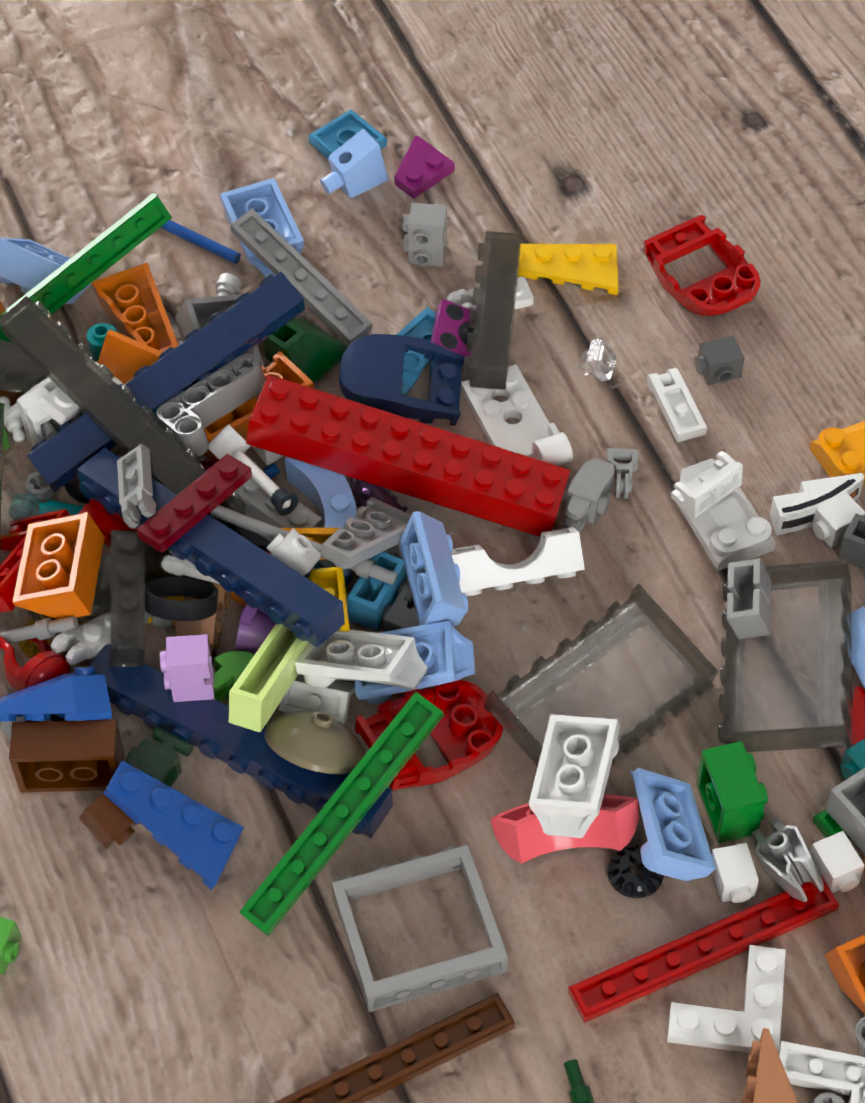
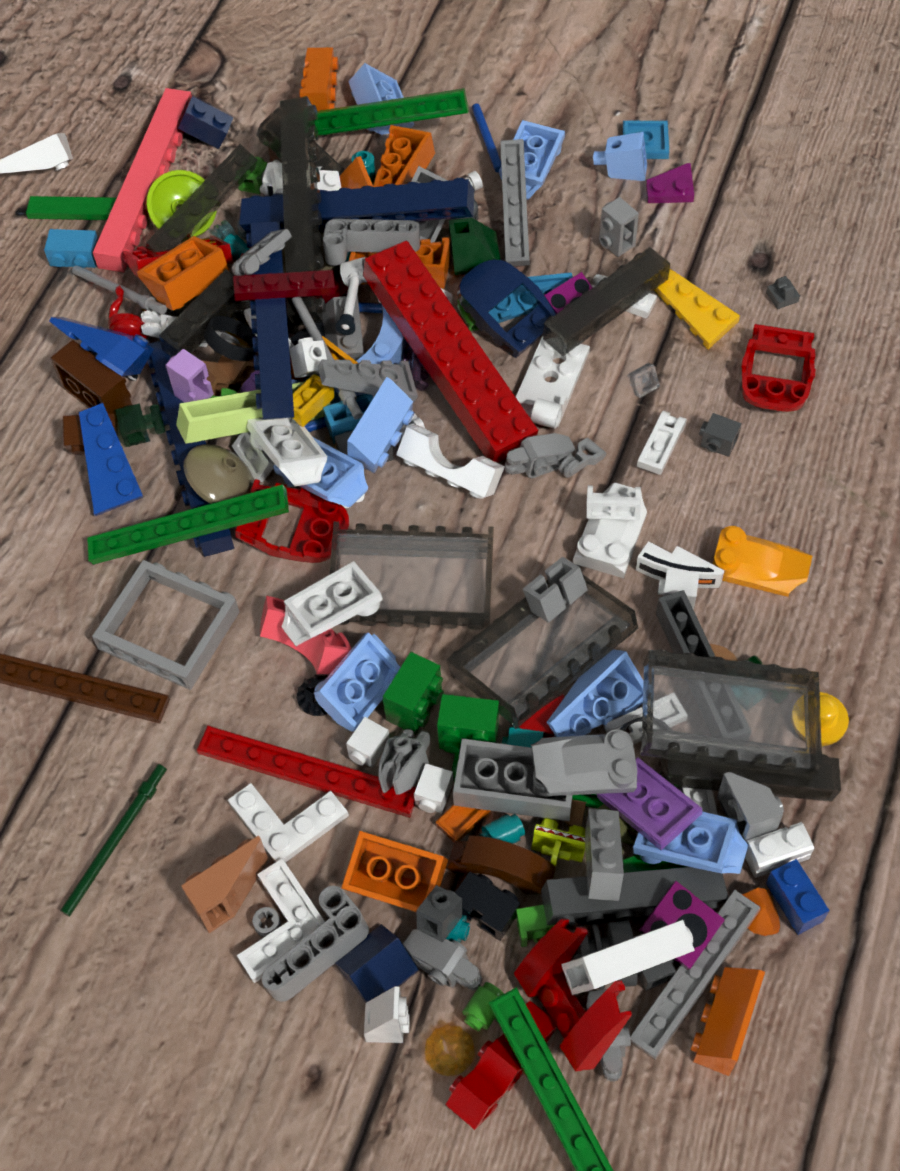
camera: 45 degrees right, 5 degrees up
(628, 199) = (782, 293): none -> dark grey tile
(805, 777) = (466, 719): none -> green brick

